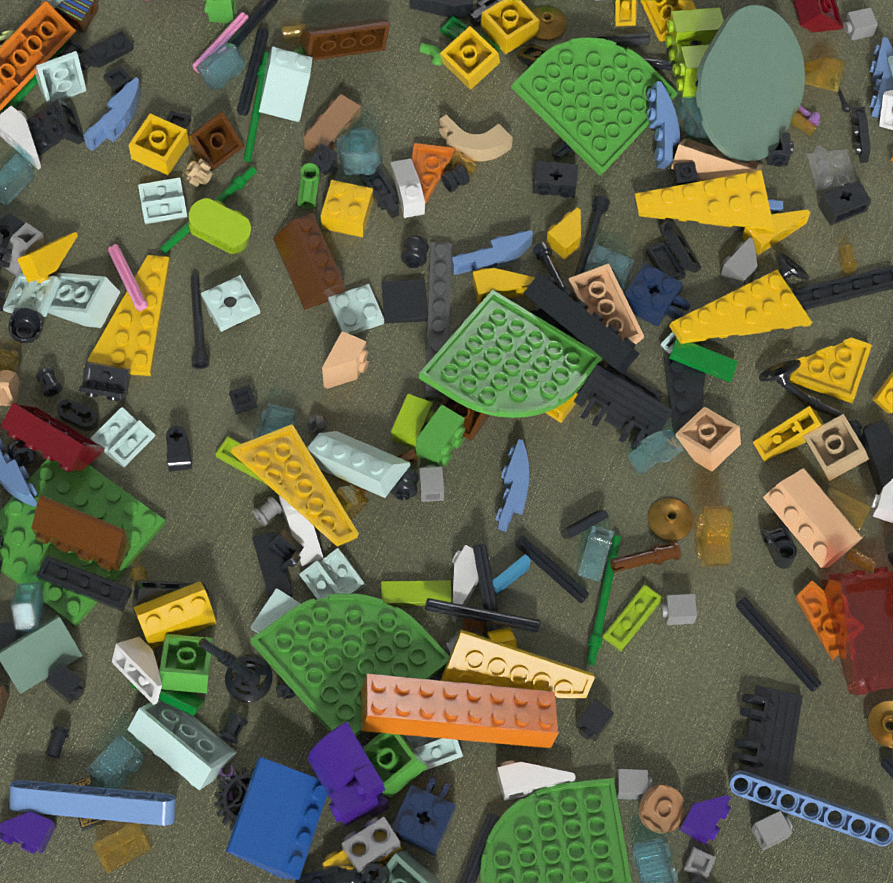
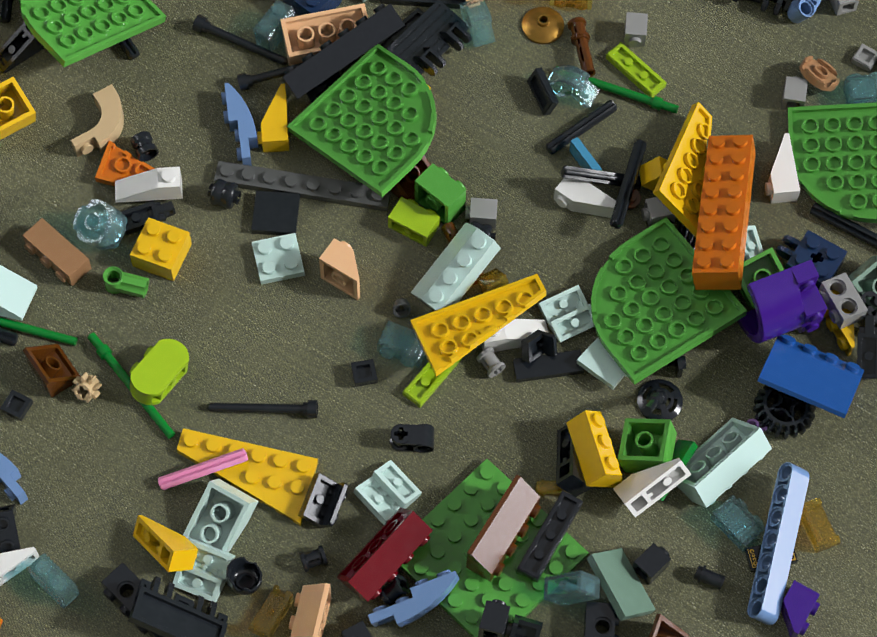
camera: 80 degrees left, 0 degrees up
(21, 243) = (147, 567): light grey slope -> none
(75, 419) = (350, 531): black beam -> none
(158, 144) = (44, 422): yellow brick -> none
(162, 200) = (111, 430): light aqua slope -> none
(230, 303) = (255, 369): light aqua piece -> none
(232, 728) = (711, 415): black bush -> none
(309, 261) = (216, 292): reddish brown slope -> none
(324, 159) = (100, 259): black bracket -> none
(414, 592) = (591, 243): lime tile -> none
(459, 158) = (124, 138): clear yellow pin -> none
(516, 484) = (487, 138): medium blue slope -> none
(555, 179) = (164, 57): black brick -> none
(566, 235) = (230, 57): yellow slope -> none
(594, 720) = (733, 113): black brick -> none
(704, 817) = (829, 43): dark purple slope -> none

